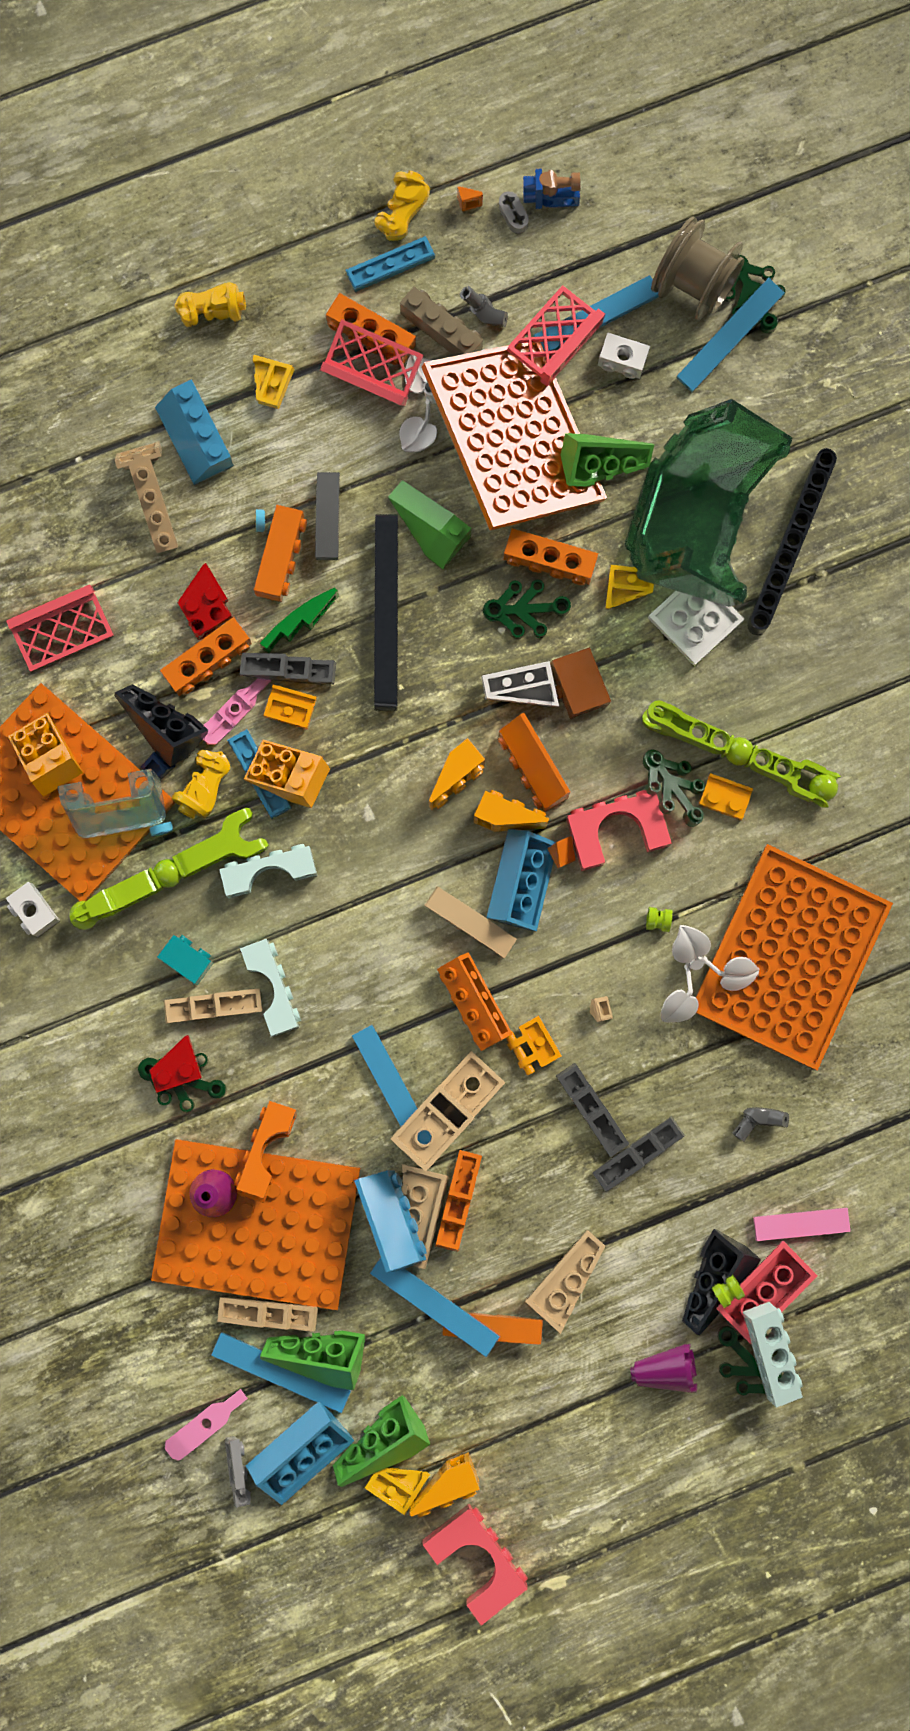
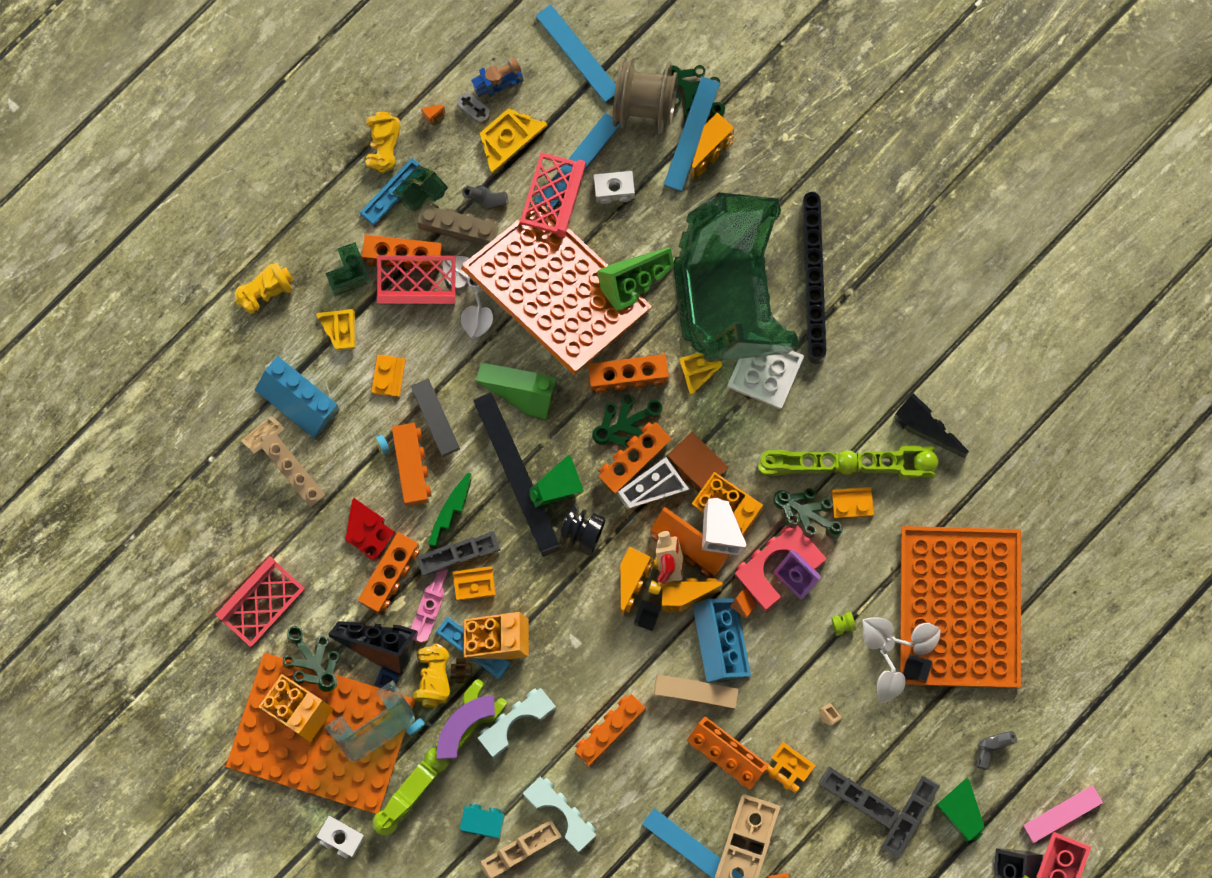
camera: 20 degrees left, 5 degrees down
(85, 714) = (312, 662): none -> dark green plant
(208, 844) = (460, 722): none -> medium lavender tile
(235, 791) = (461, 670): none -> dark brown gear
(299, 452) = (388, 376): none -> light orange plate
(305, 329) = (352, 274): none -> clear green brick
(361, 923) = (606, 734): none -> orange brick
(418, 268) = (418, 187): none -> clear green brick
(422, 641) = (557, 485): none -> green slope
(422, 696) = (582, 530): none -> black wheel
(455, 819) = (647, 615): none -> black panel
(502, 772) = (667, 560): none -> torso
(536, 256) = (508, 136): none -> yellow wing
(551, 641) = (659, 440): none -> orange brick
(573, 762) = (721, 529): none -> white slope
(592, 742) = (743, 506): none -> light orange slope
(633, 846) = (797, 574): none -> medium lavender slope
(647, 198) = (577, 53): none -> dark azure tile
(696, 1174) = (962, 811): none -> green slope
(716, 1002) = (917, 668): none -> black panel
(751, 350) = (715, 137): none -> light orange slope
(834, 739) = (917, 419): none -> black wedge

